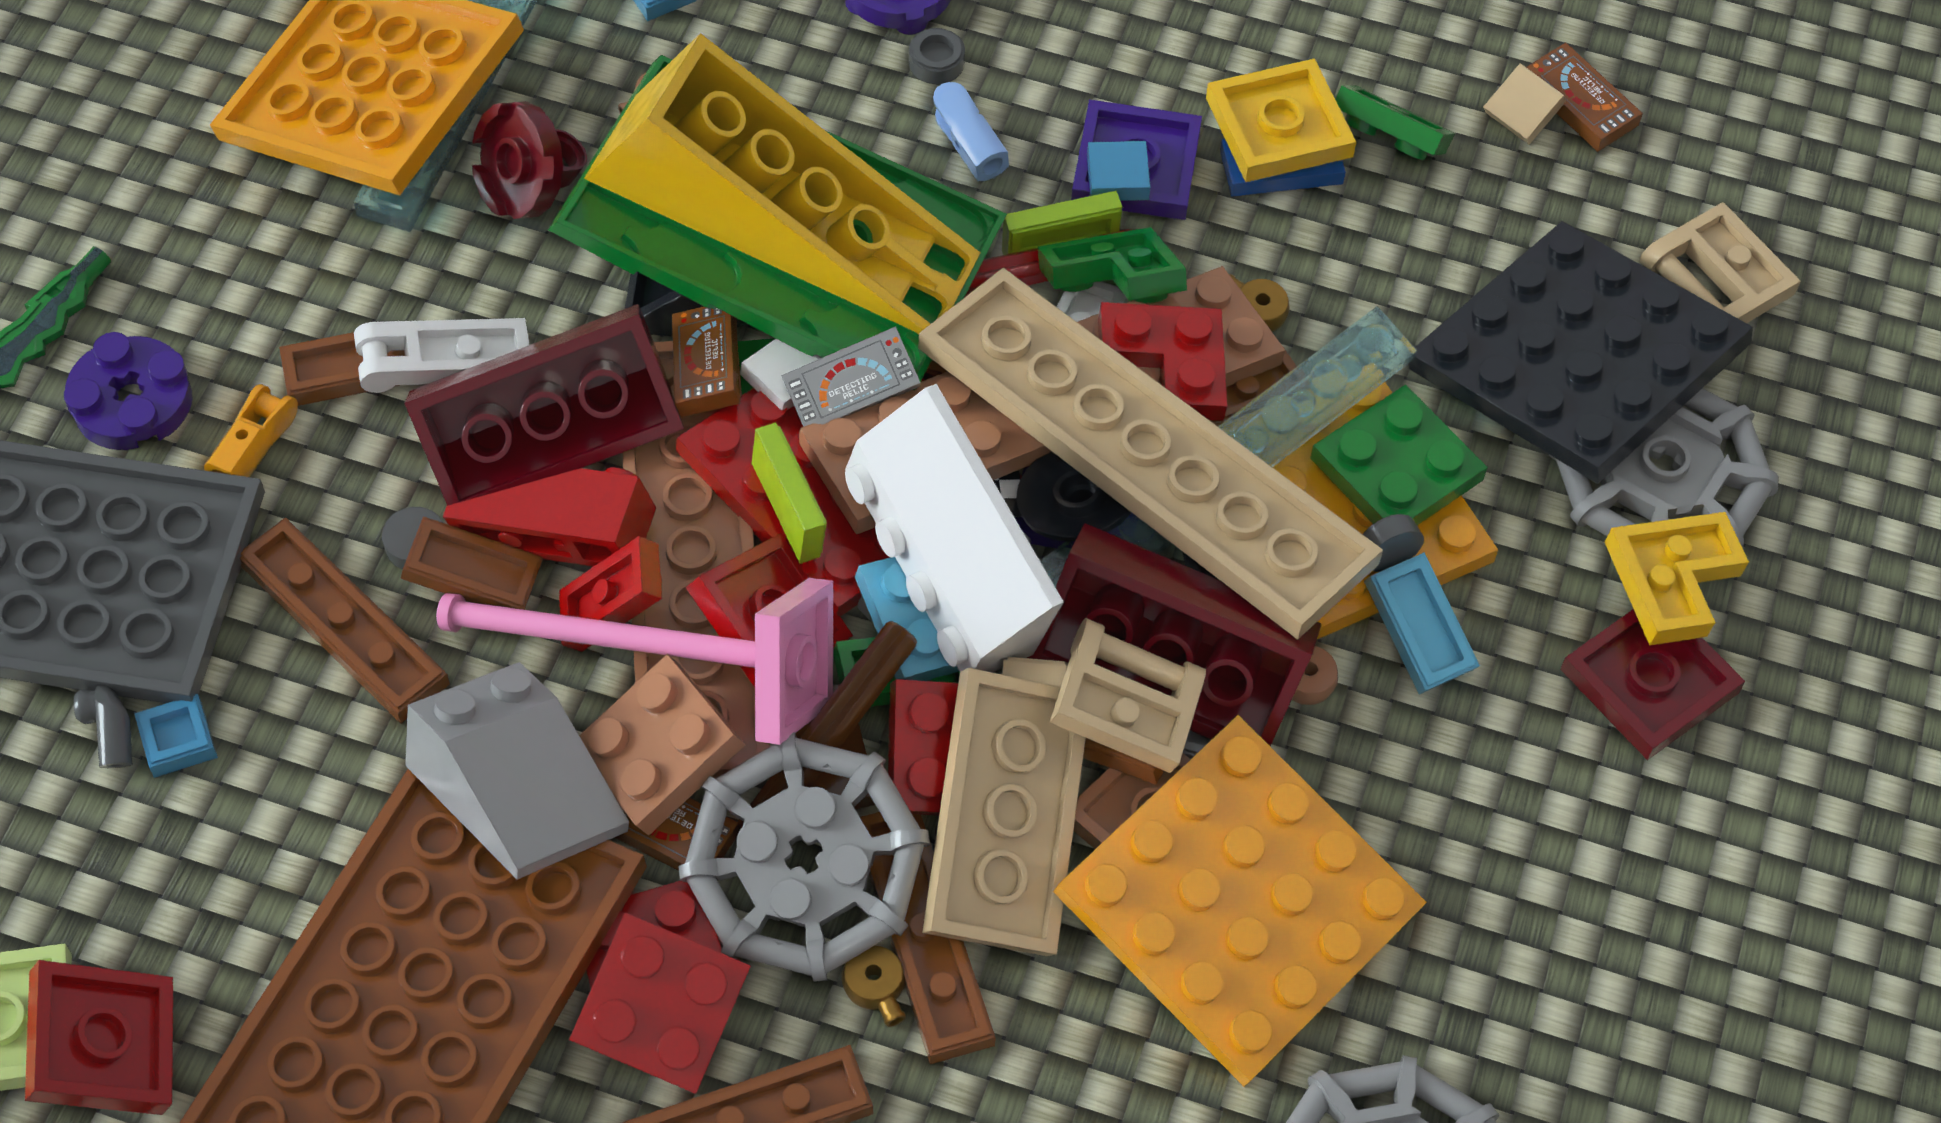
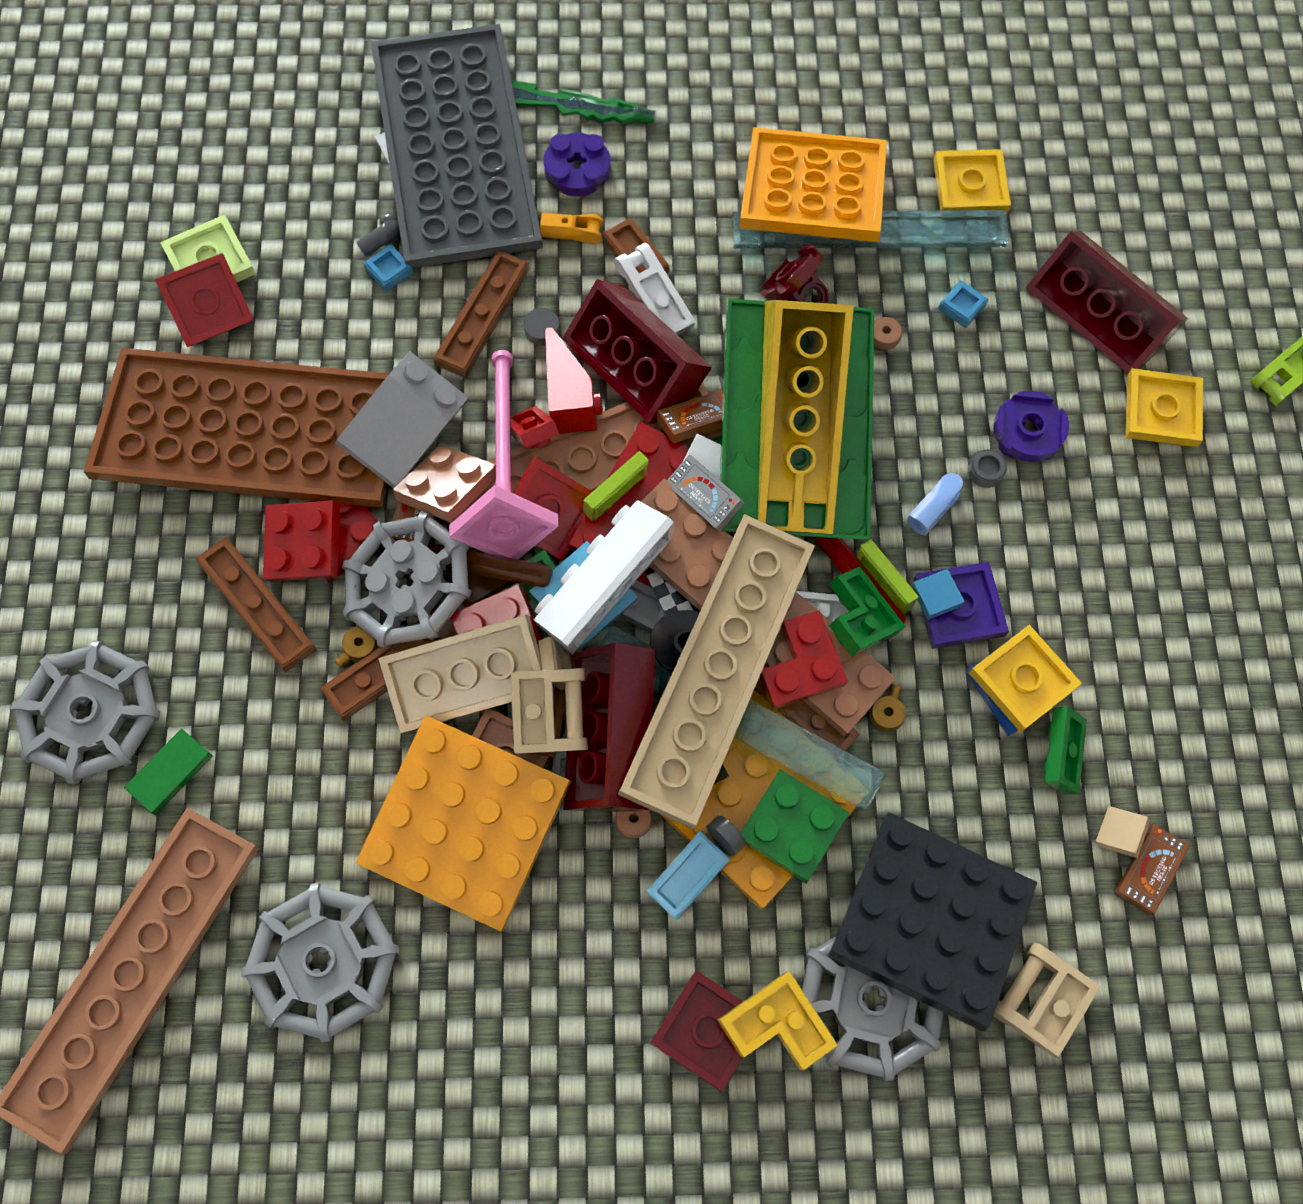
camera: 70 degrees right, 10 degrees up
(470, 566) = (529, 357): dark orange tile -> none

